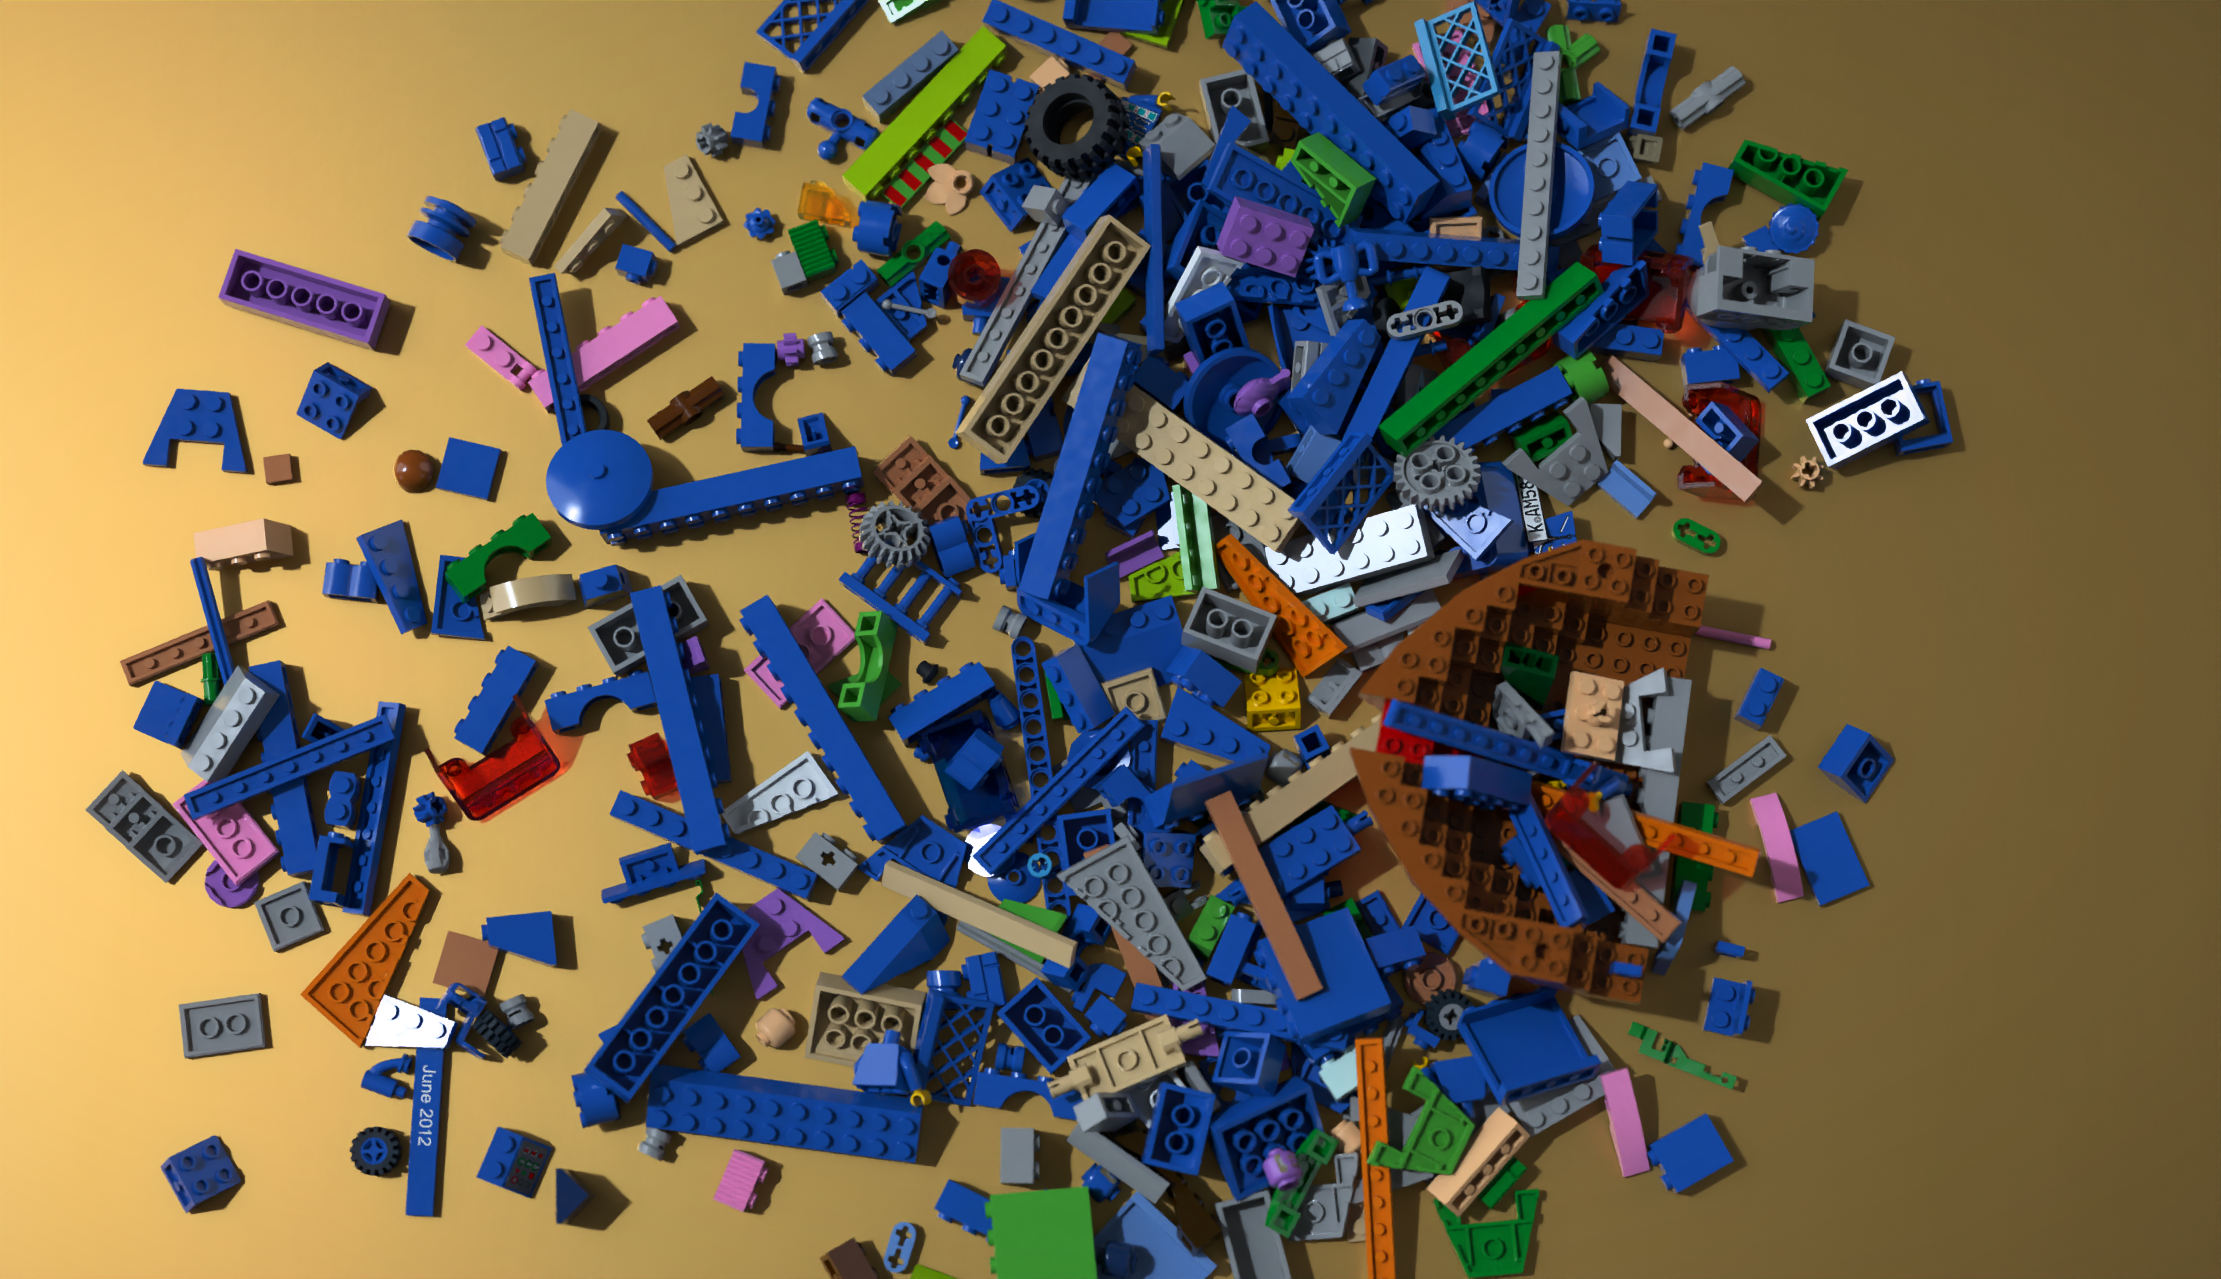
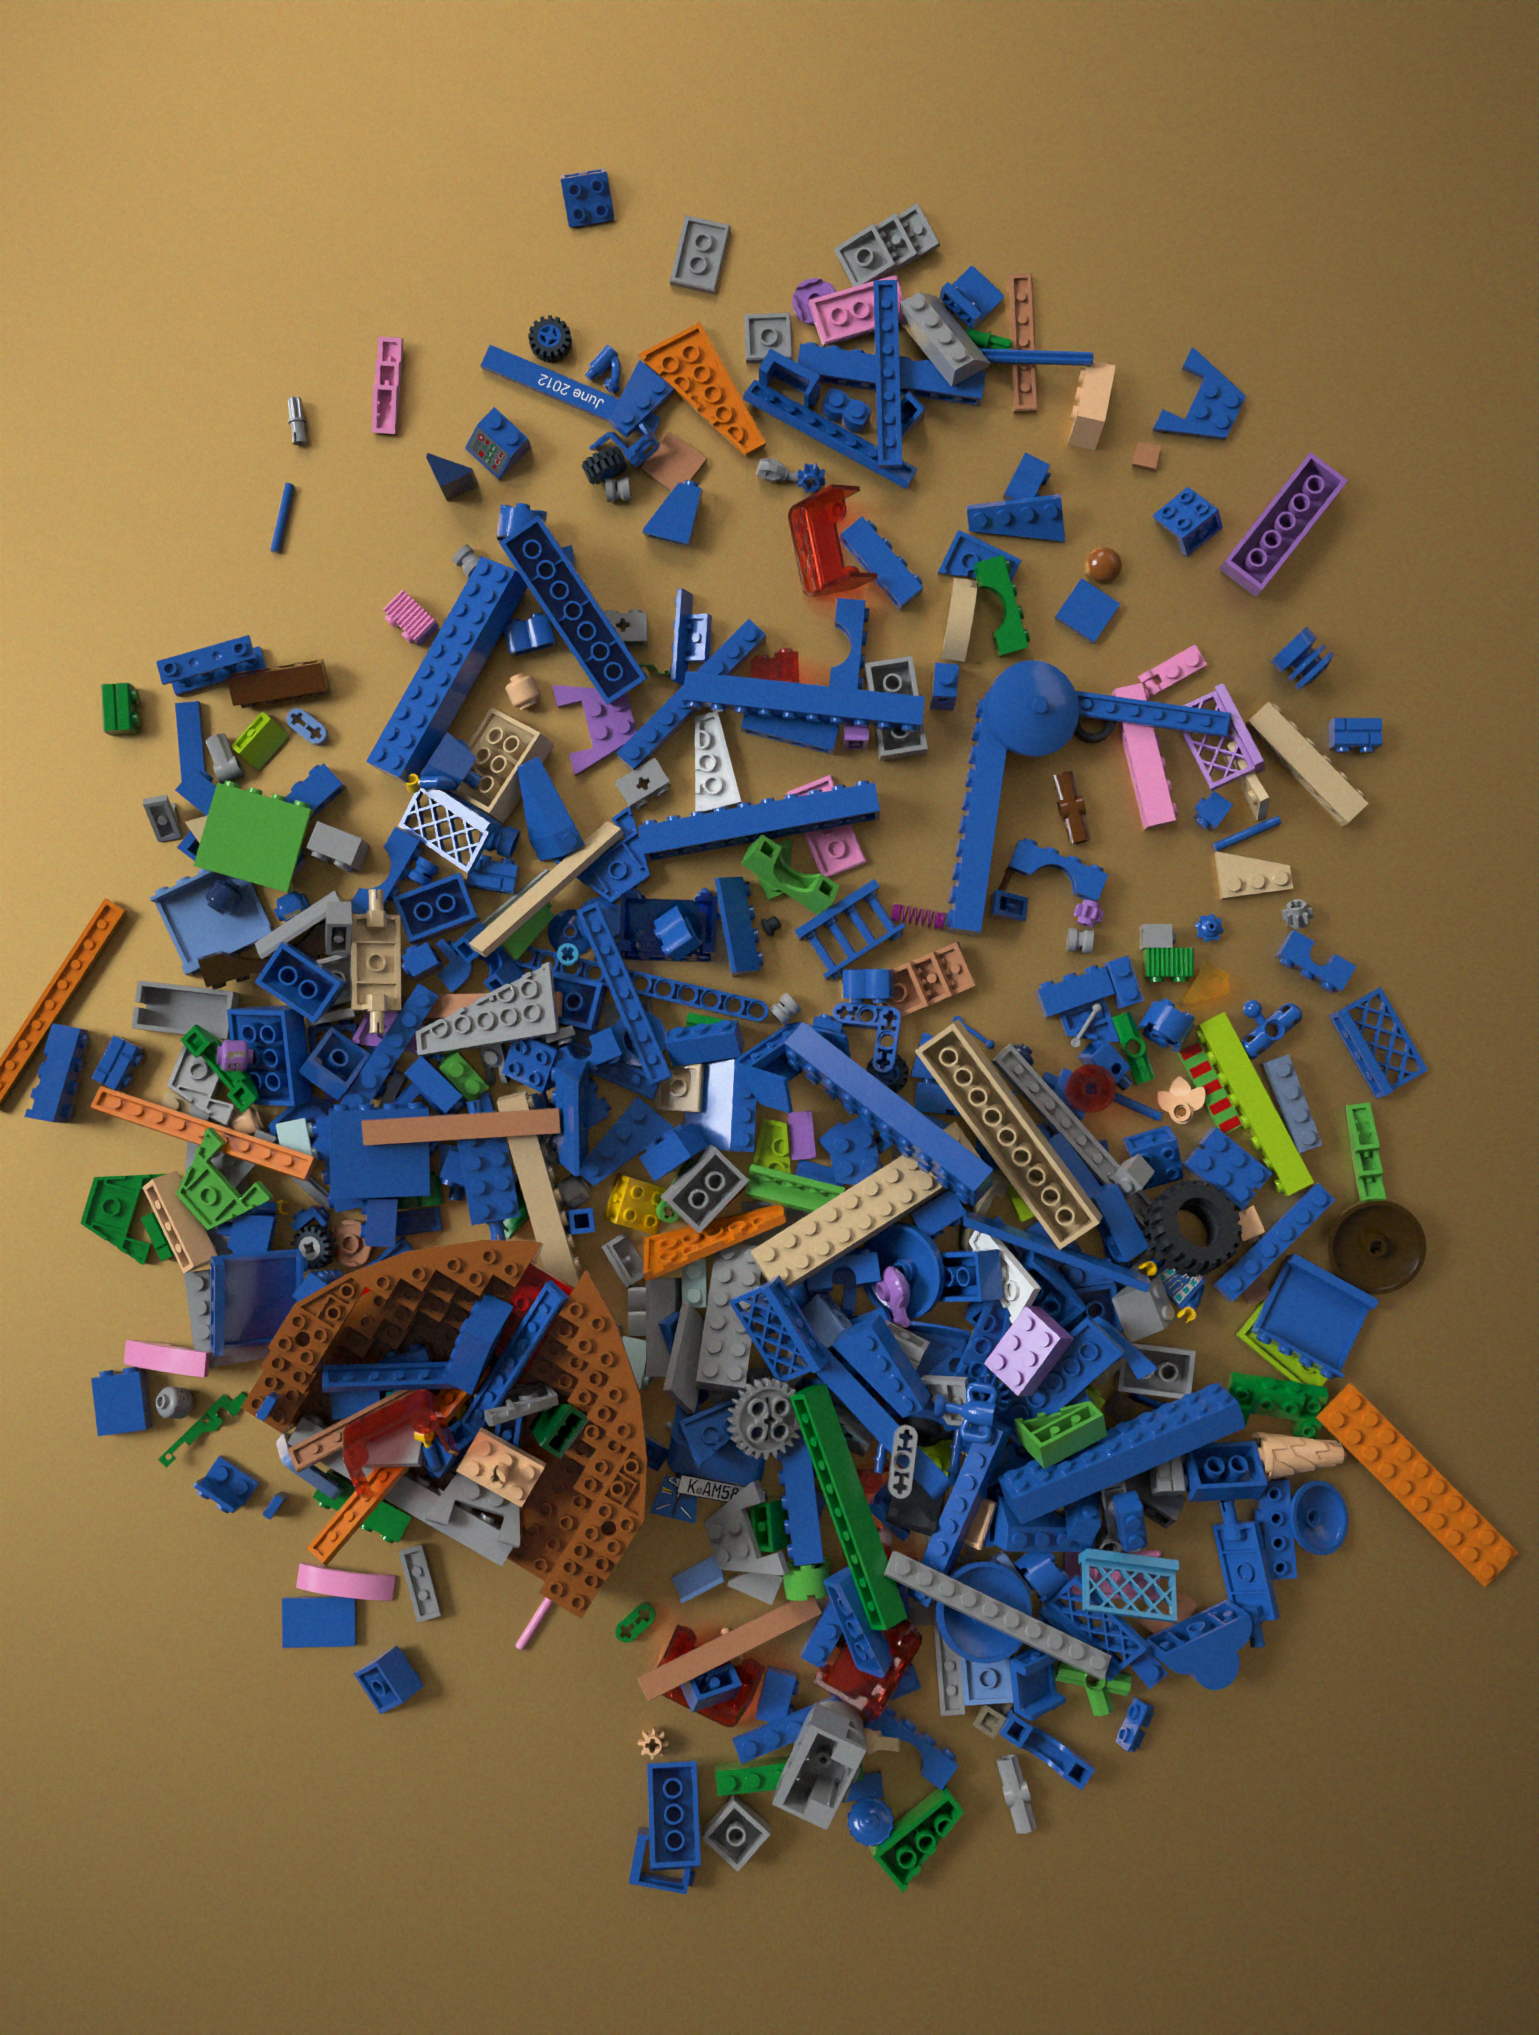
camera: 110 degrees right, 5 degrees up
(546, 262) = (1239, 734): none -> medium lavender fence
(891, 543) = (875, 937): light grey gear -> none
(972, 232) = (1138, 1107): none -> blue bar
(1003, 711) = (712, 974): blue cone -> none
(1190, 363) = (945, 1245): medium lavender tile -> none
(1628, 226) = (925, 1677): blue piece -> none
(1667, 1096) = (174, 1402): none -> light grey head
(1758, 698) = (474, 1618): blue brick -> none

